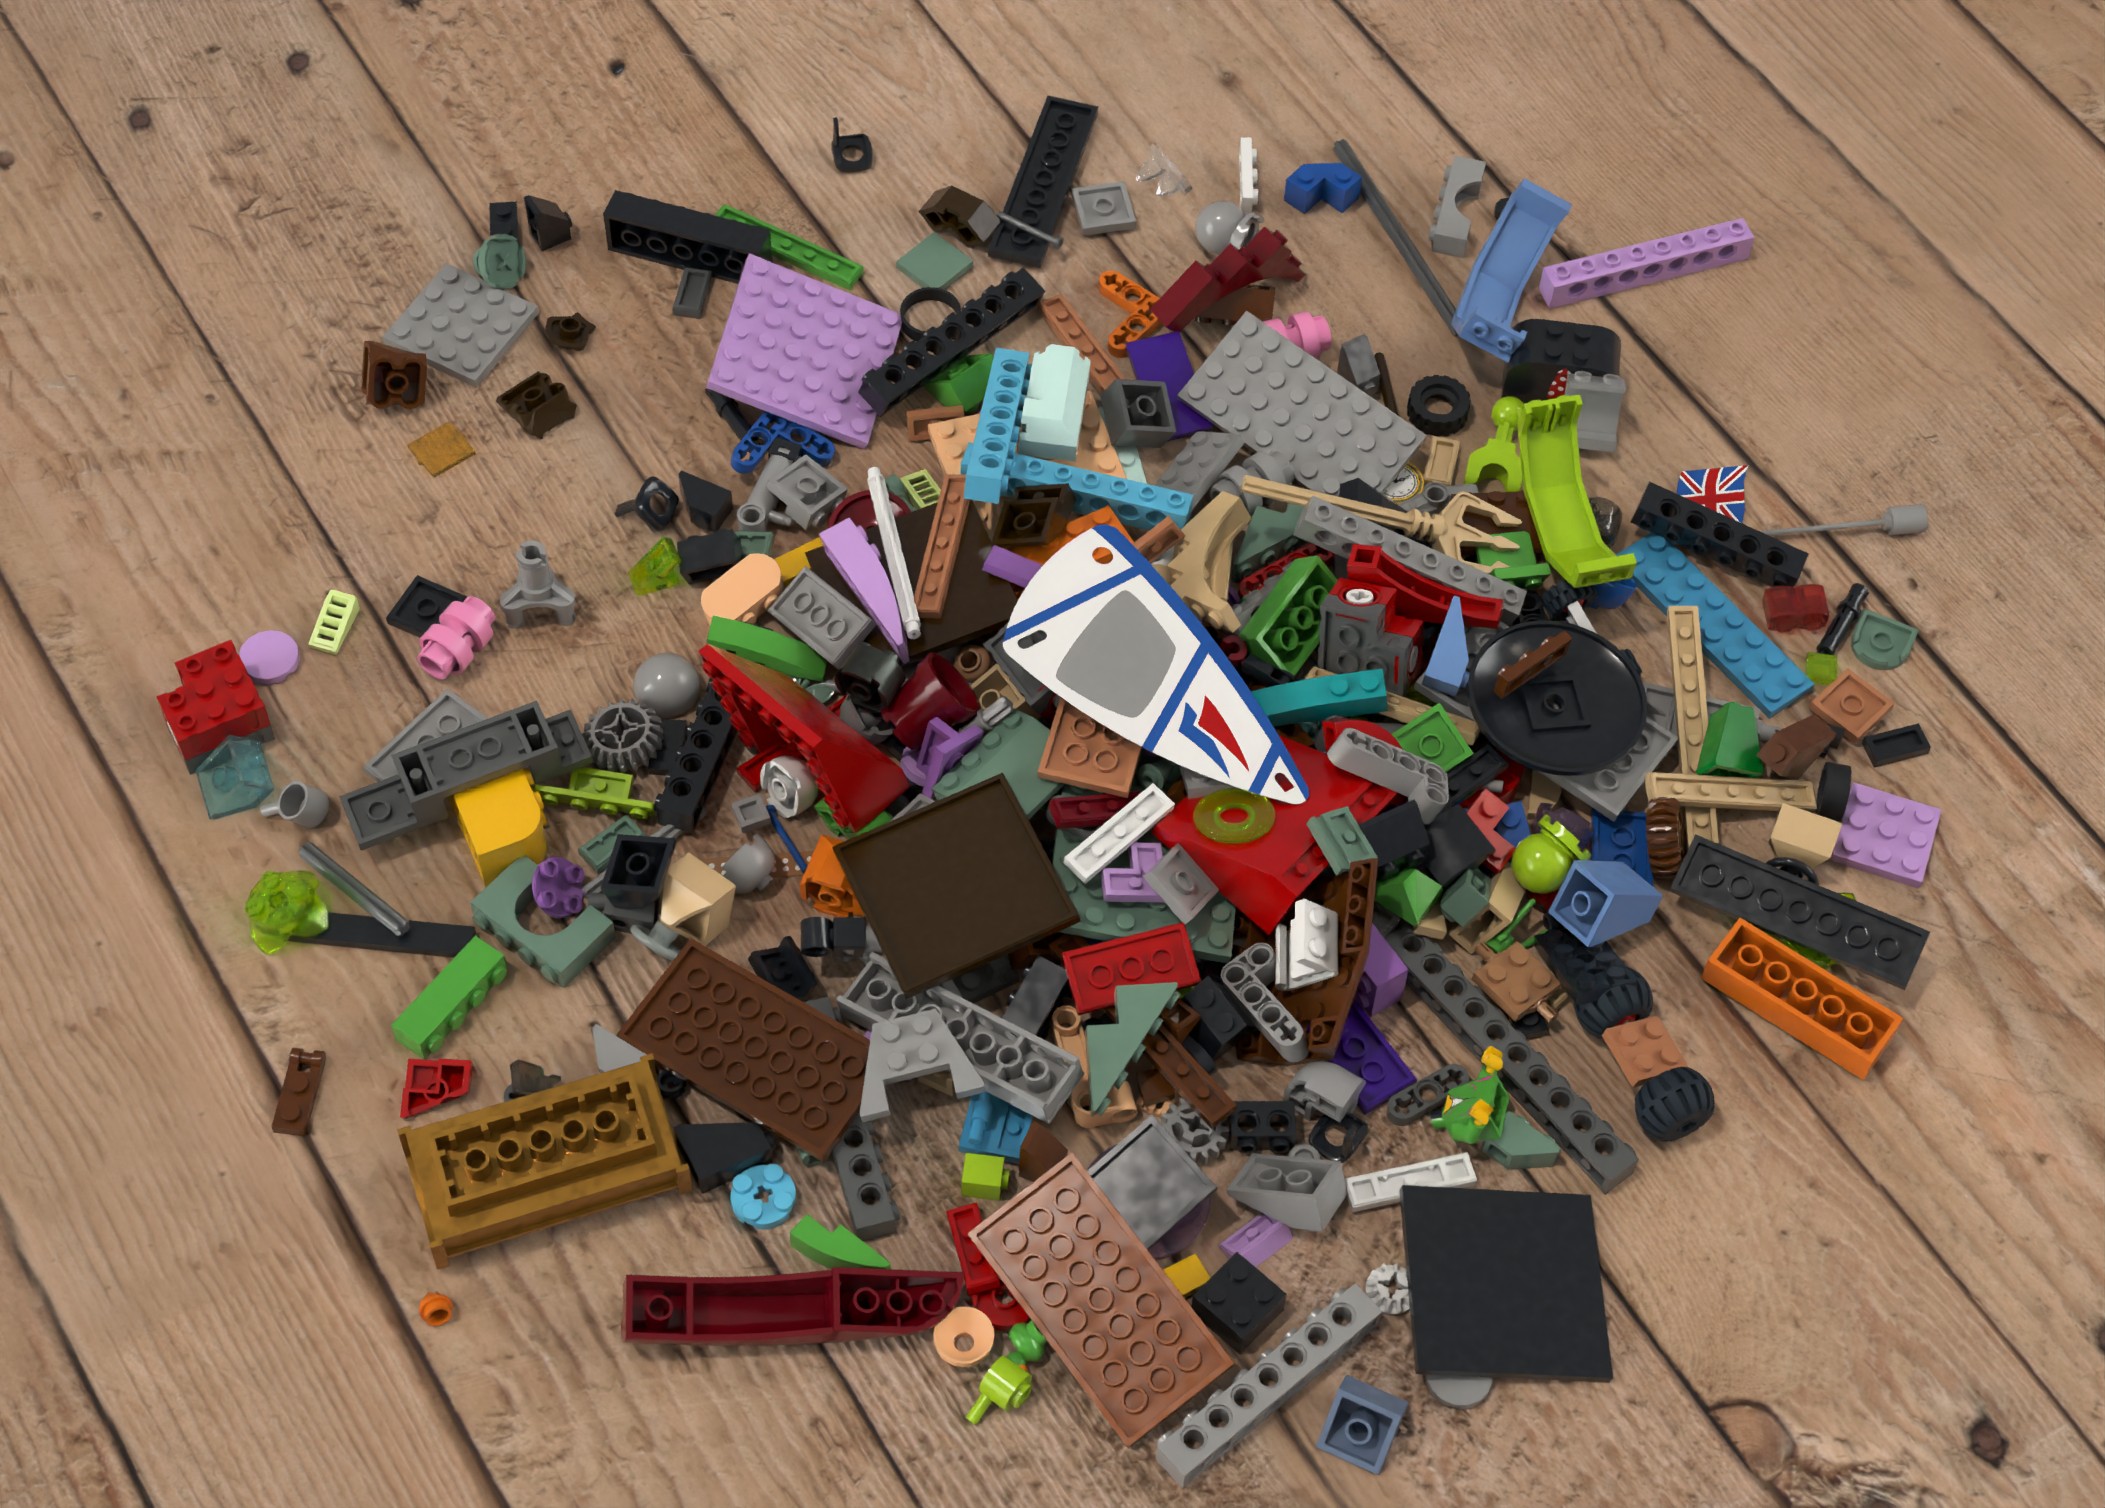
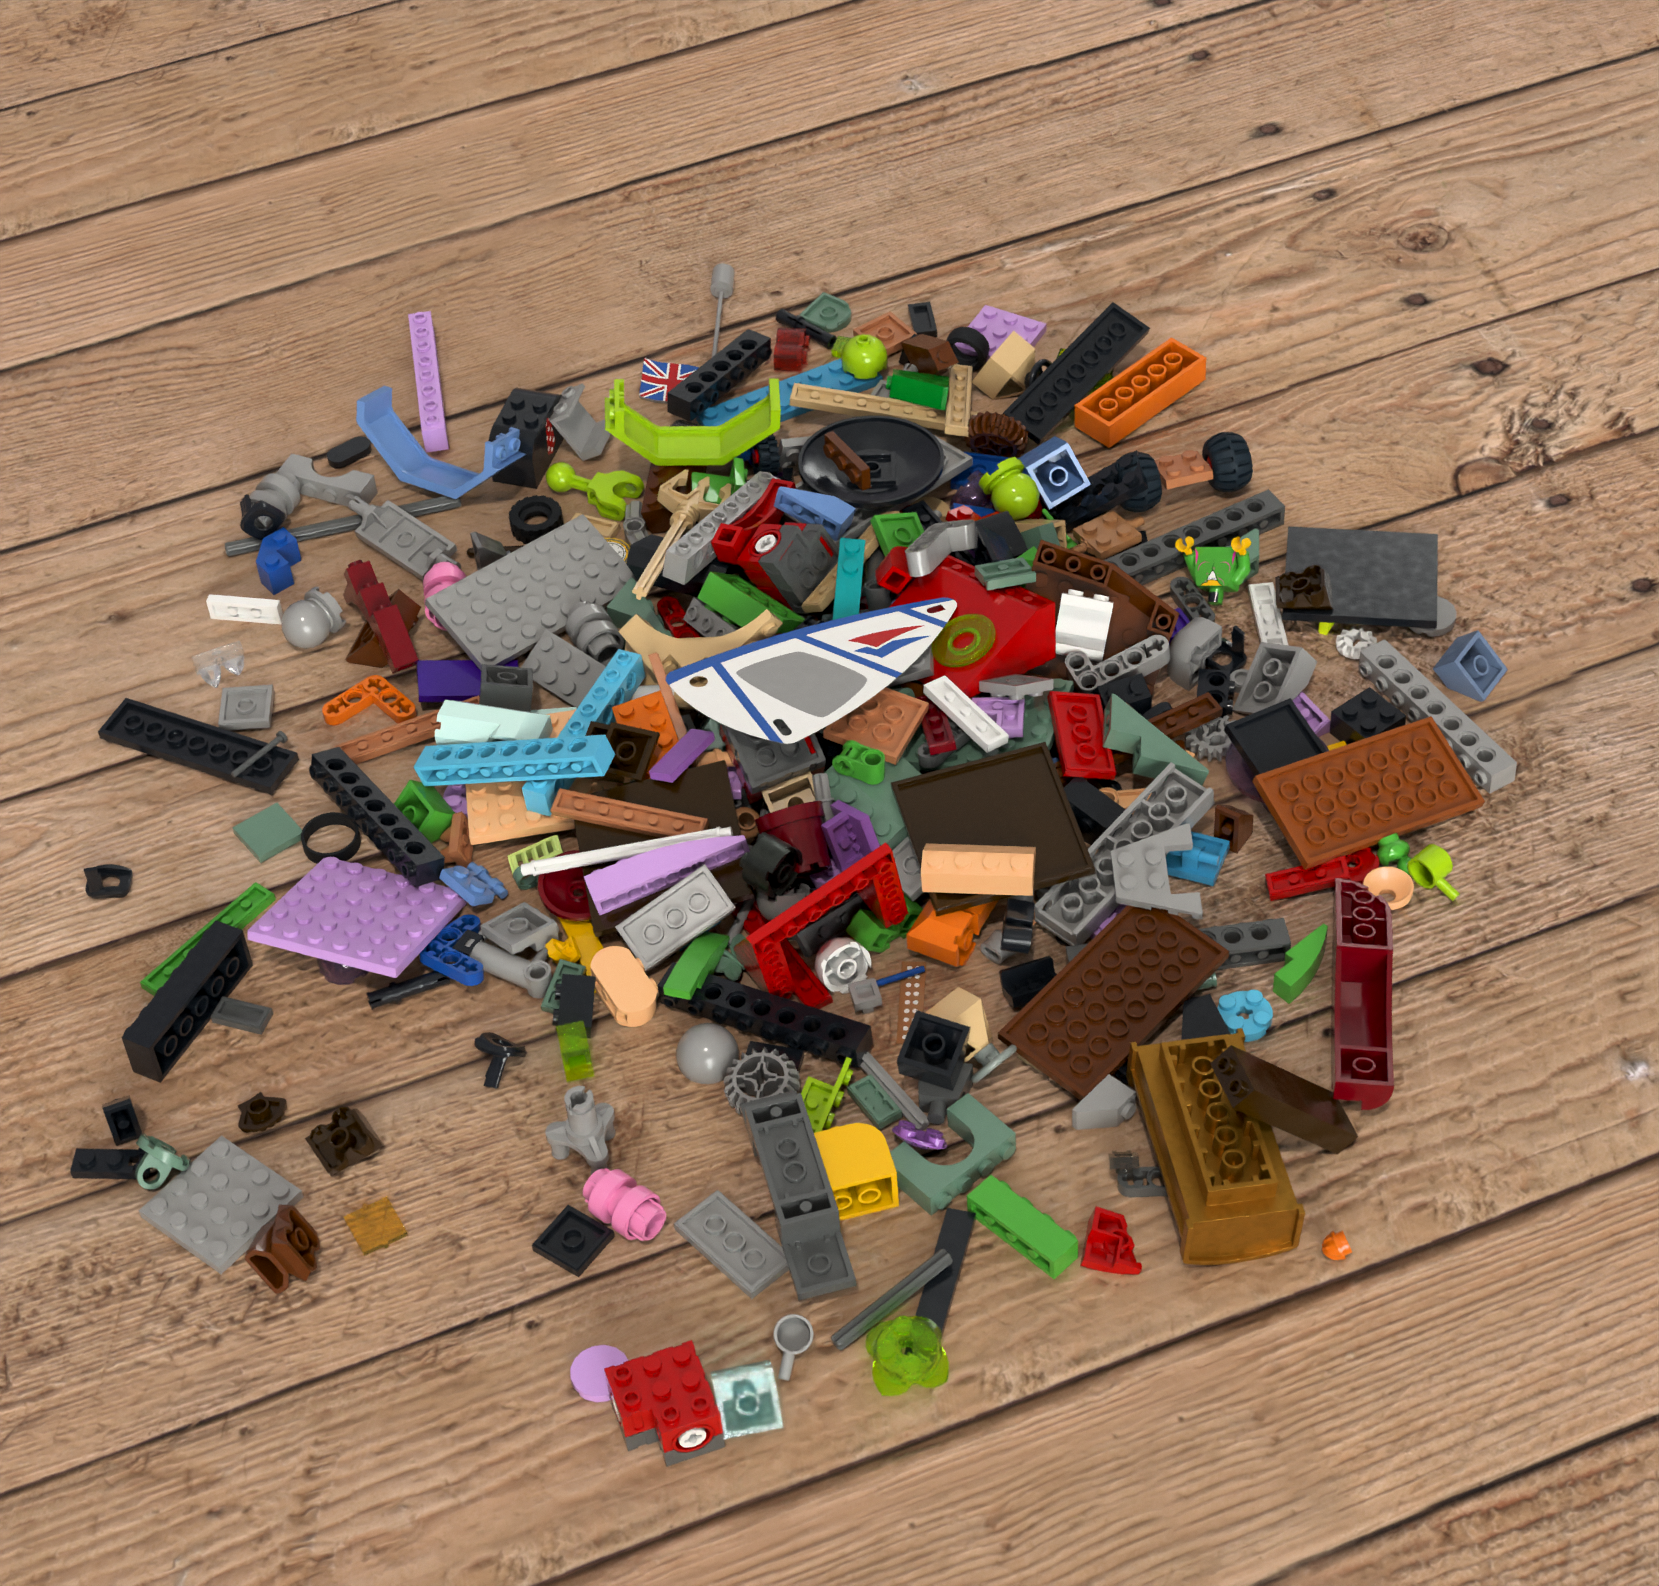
camera: 75 degrees left, 10 degrees down
(298, 1092) = (1103, 1351): reddish brown plate -> none
(335, 604) = (558, 1303): yellowish green slope -> none
(573, 1210) = (1283, 1100): none -> dark brown brick
(704, 501) = (505, 1013): black slope -> none
(750, 866) = (916, 992): light grey cylinder -> none
(787, 535) = (564, 950): none -> yellow brick
(868, 436) = (473, 884): none -> medium blue plate
(885, 871) = (978, 869): none -> light nougat slope
(962, 212) = (219, 801): dark brown brick -> none
(984, 1177) = (1242, 867): lime brick -> none
(1026, 734) = (861, 763): none -> bright green piece
(1363, 141) = (259, 509): none -> black piece
(1377, 289) = (402, 537): none -> light grey plate
(1393, 159) = (278, 490): none -> light grey piece
(1440, 1206) = (1304, 590): none -> dark brown slope
(1786, 682) = (864, 356): none -> lime cylinder

